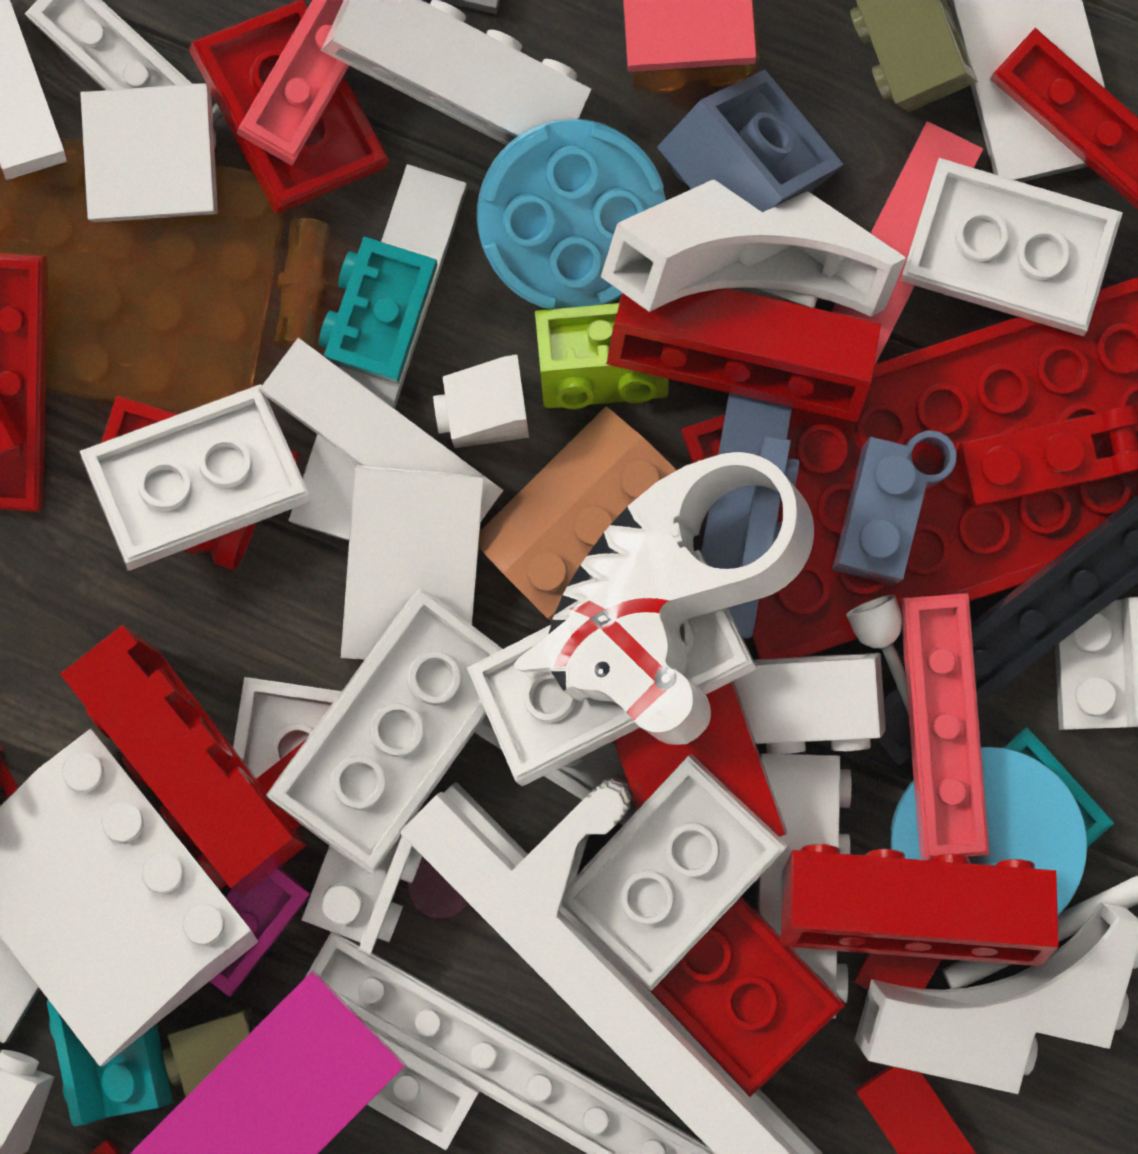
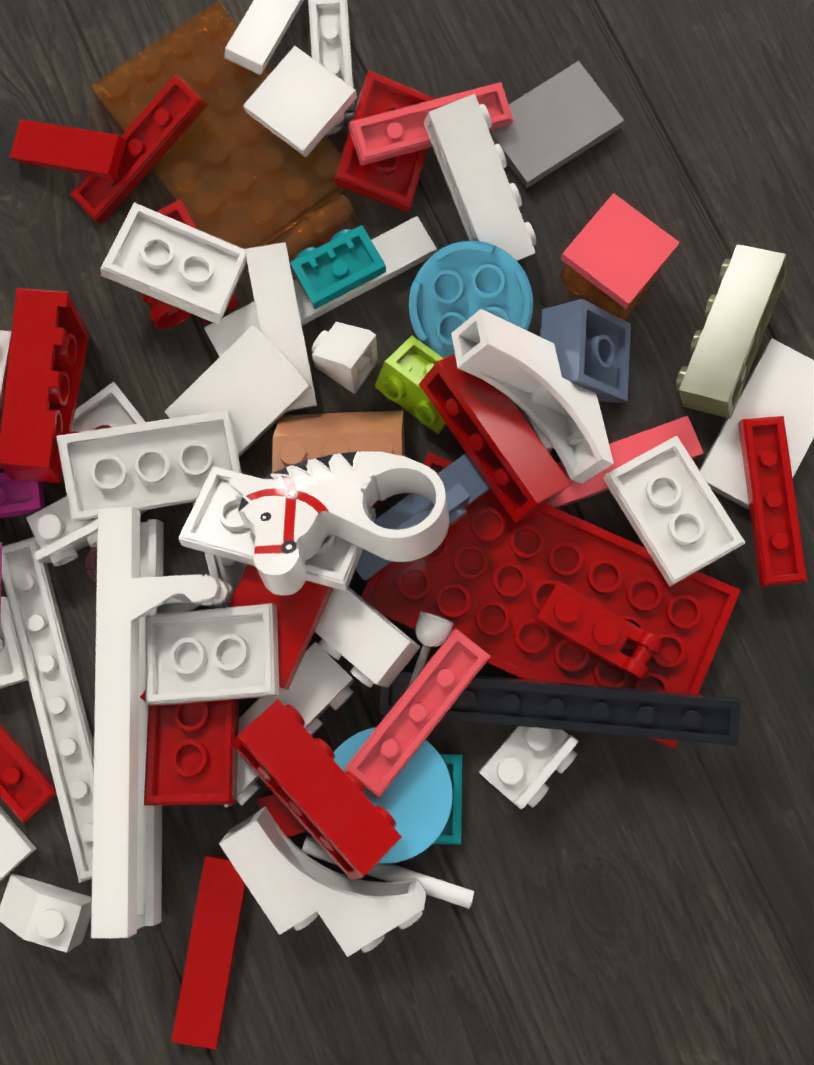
camera: 40 degrees right, 5 degrees down
(886, 507) = (490, 576): sand blue hinge -> none

